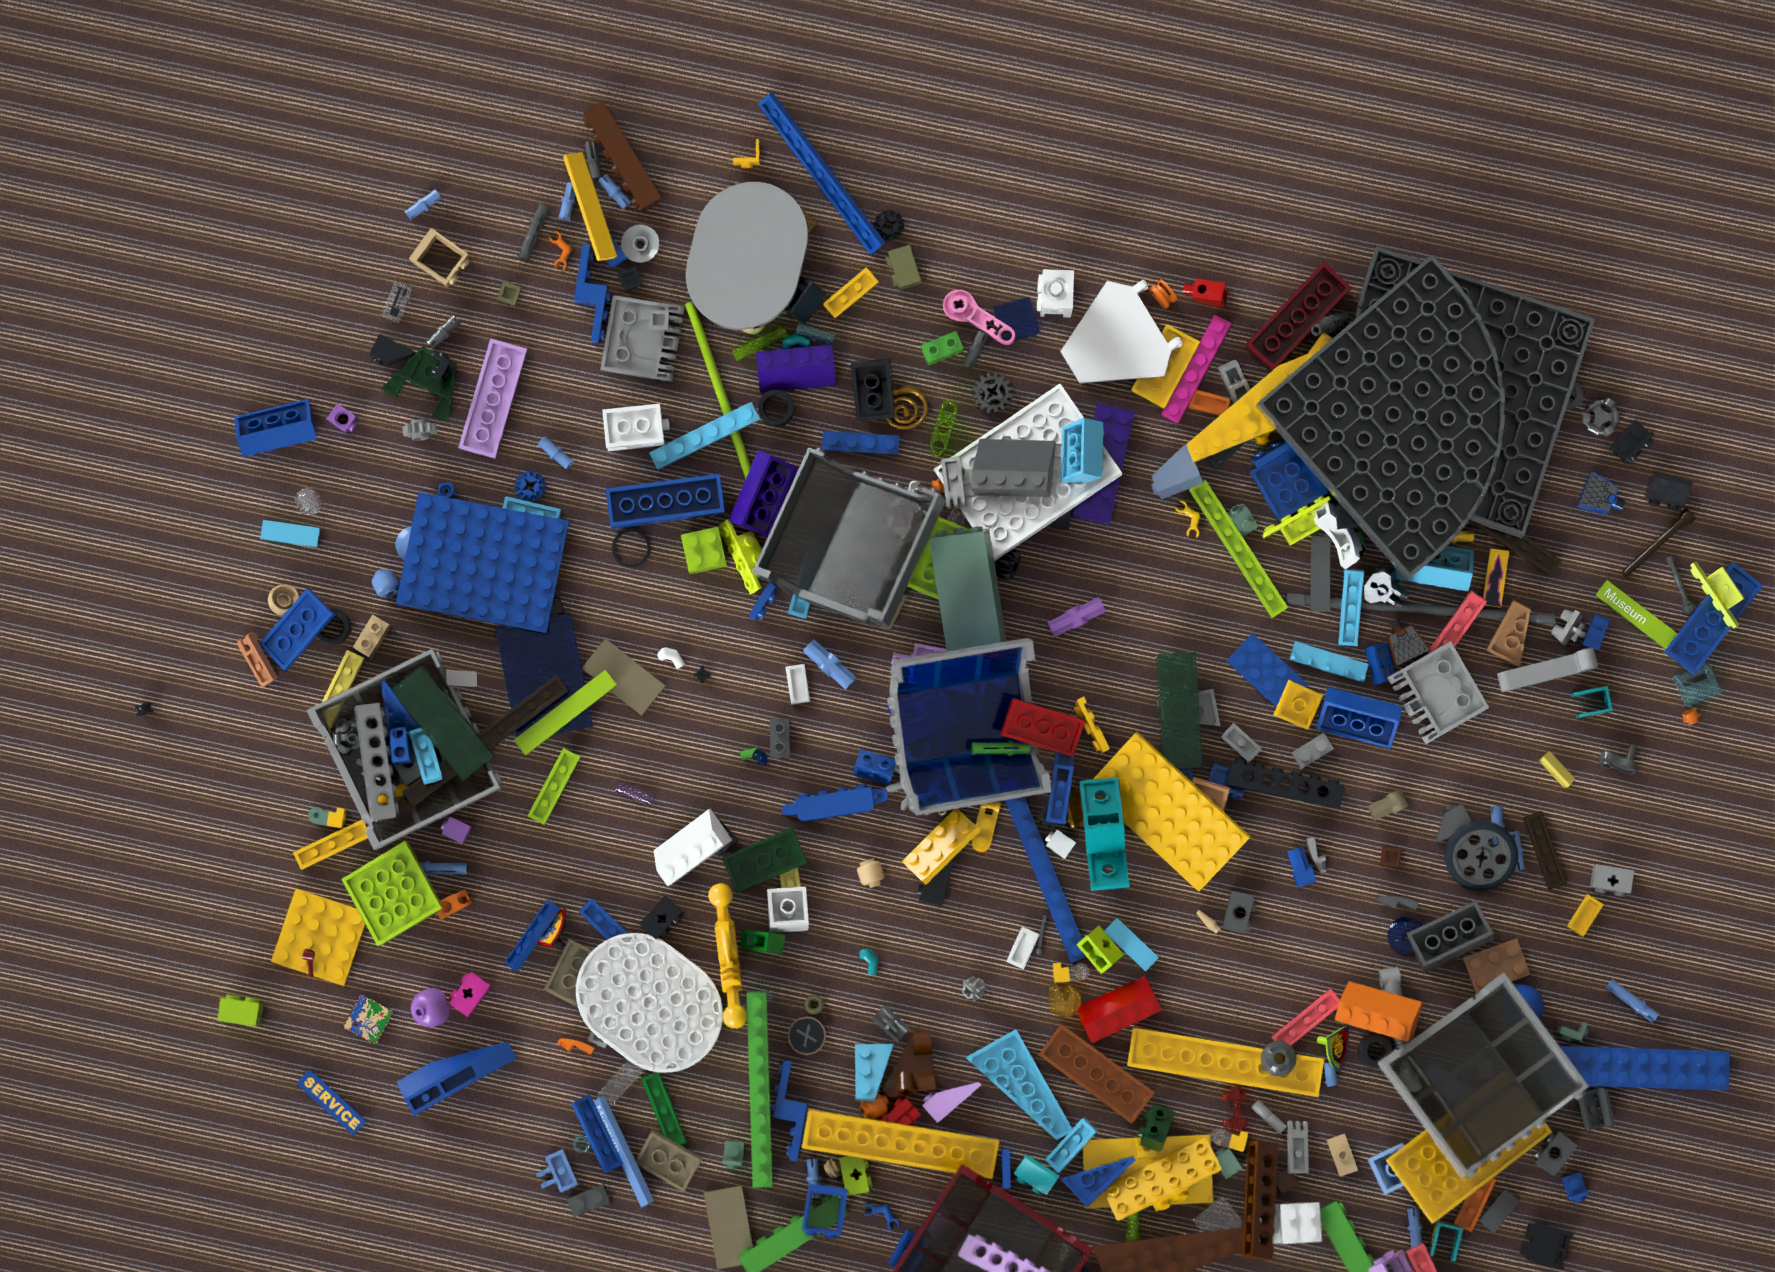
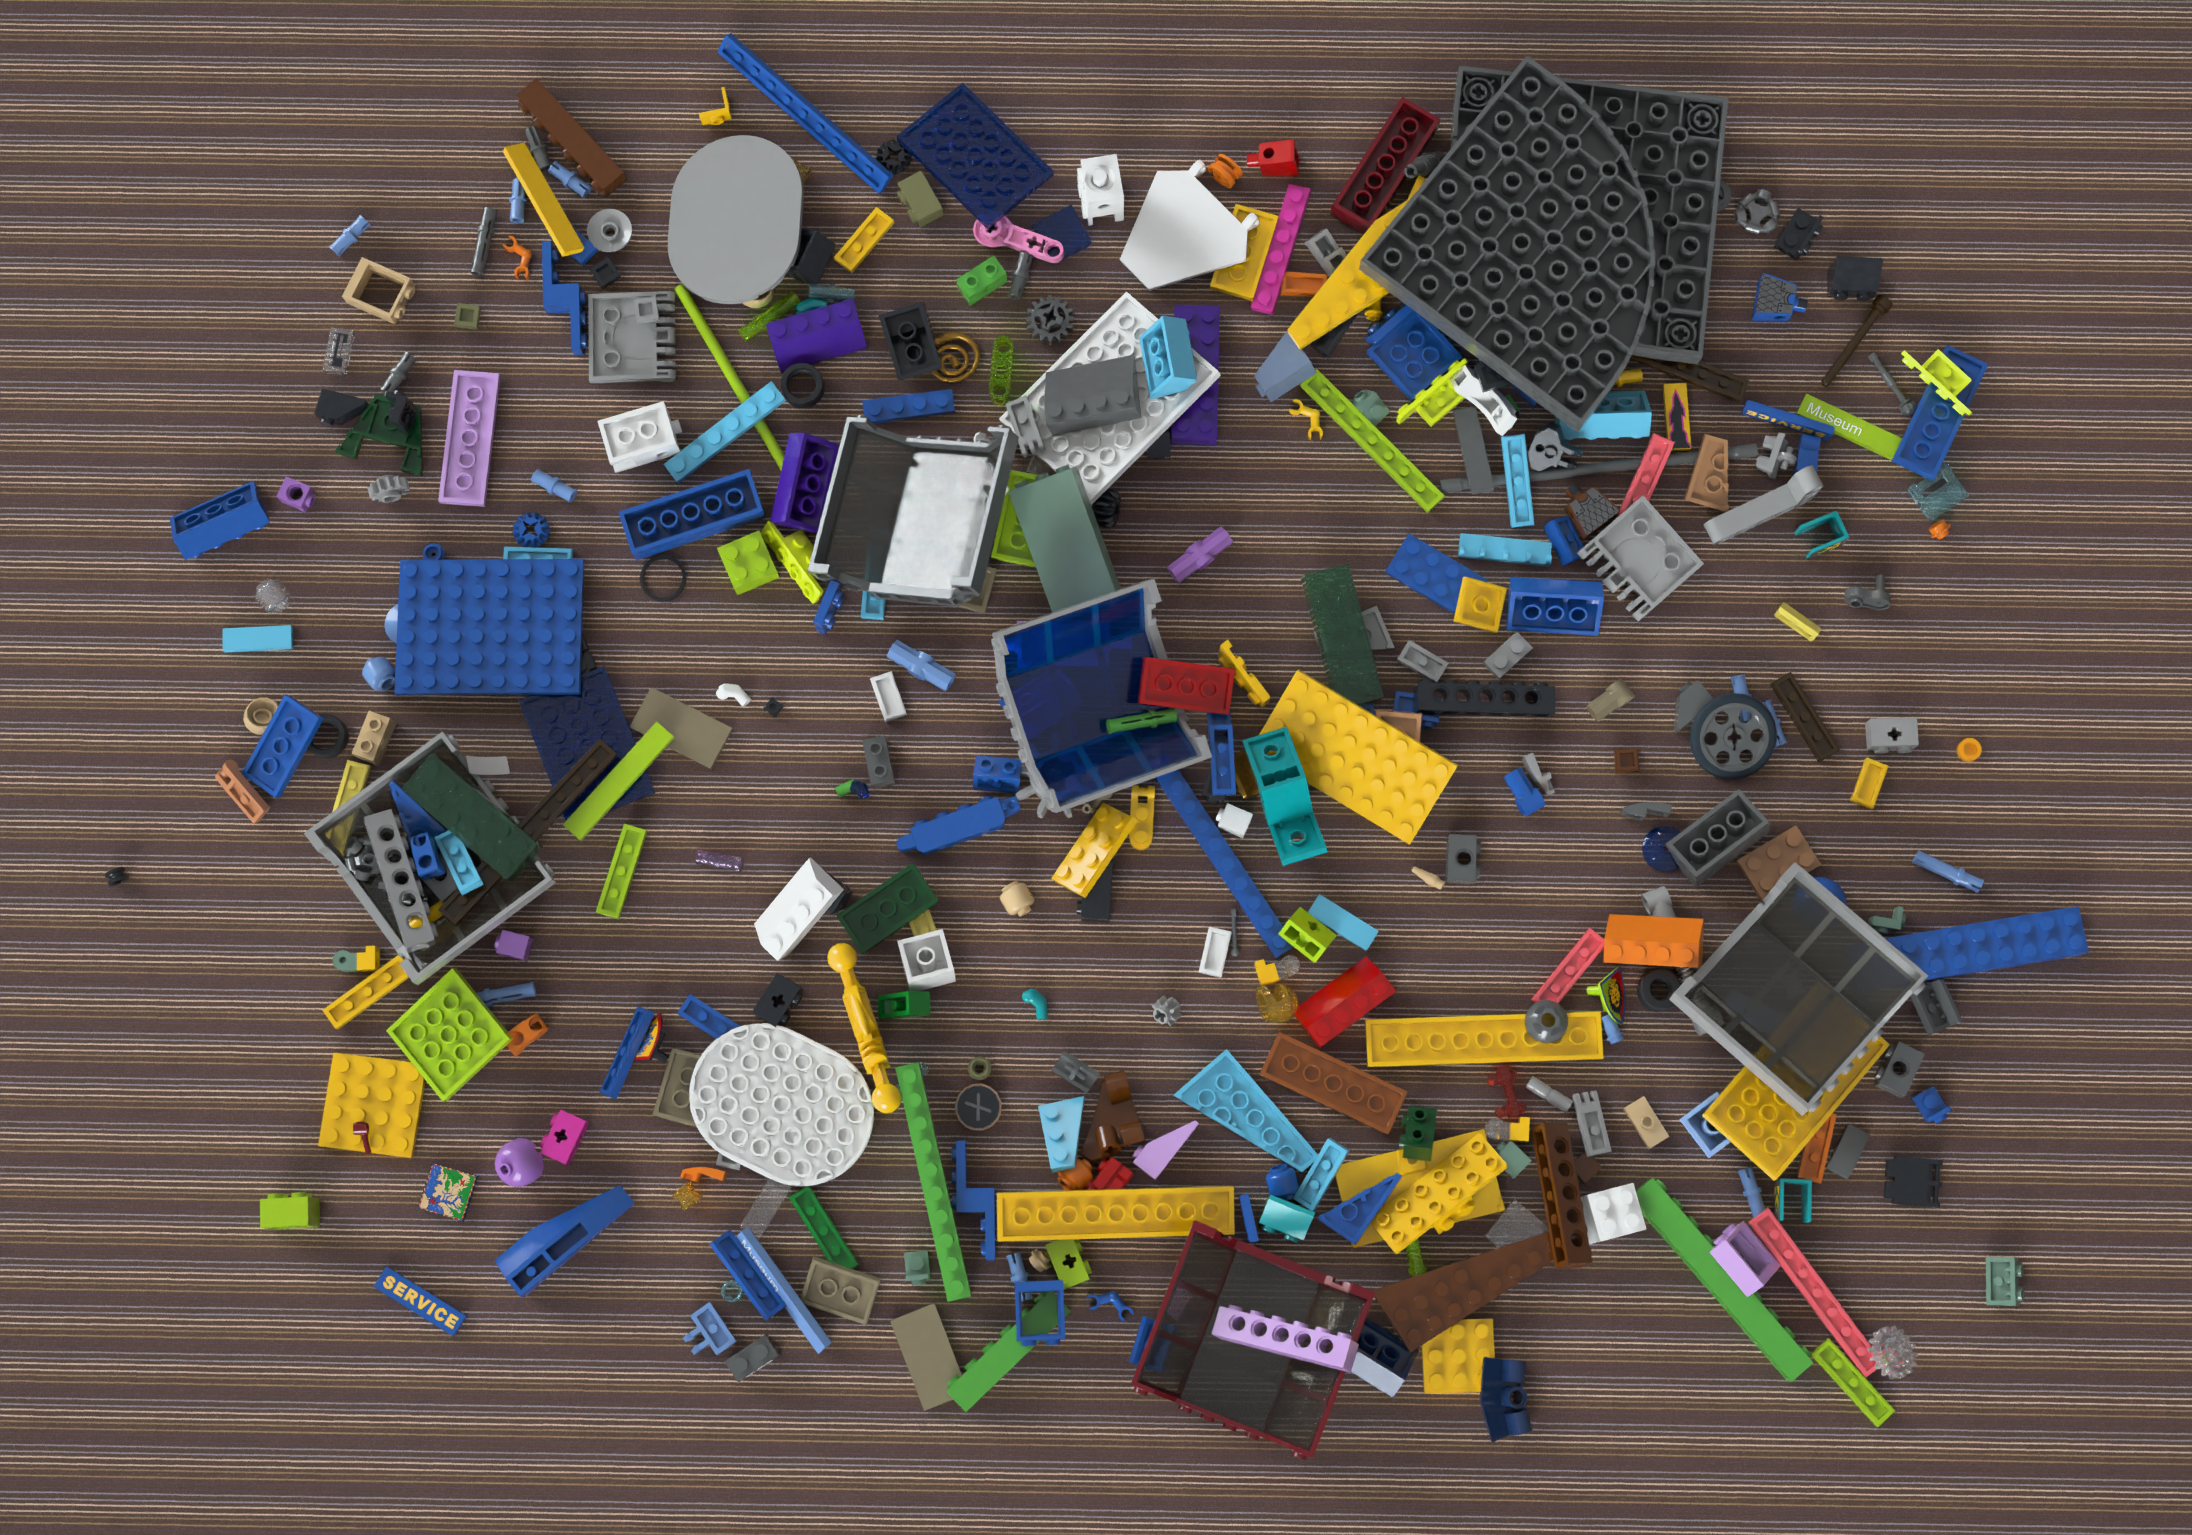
camera: 10 degrees left, 5 degrees down
(560, 1061) = (687, 1196): none -> clear yellow wheel
(957, 239) = (975, 155): none -> clear blue plate
(1039, 1144) = (1282, 1181): none -> blue head
(1586, 599) = (1787, 420): none -> blue tile
(1673, 904) = (1969, 749): none -> light orange tile

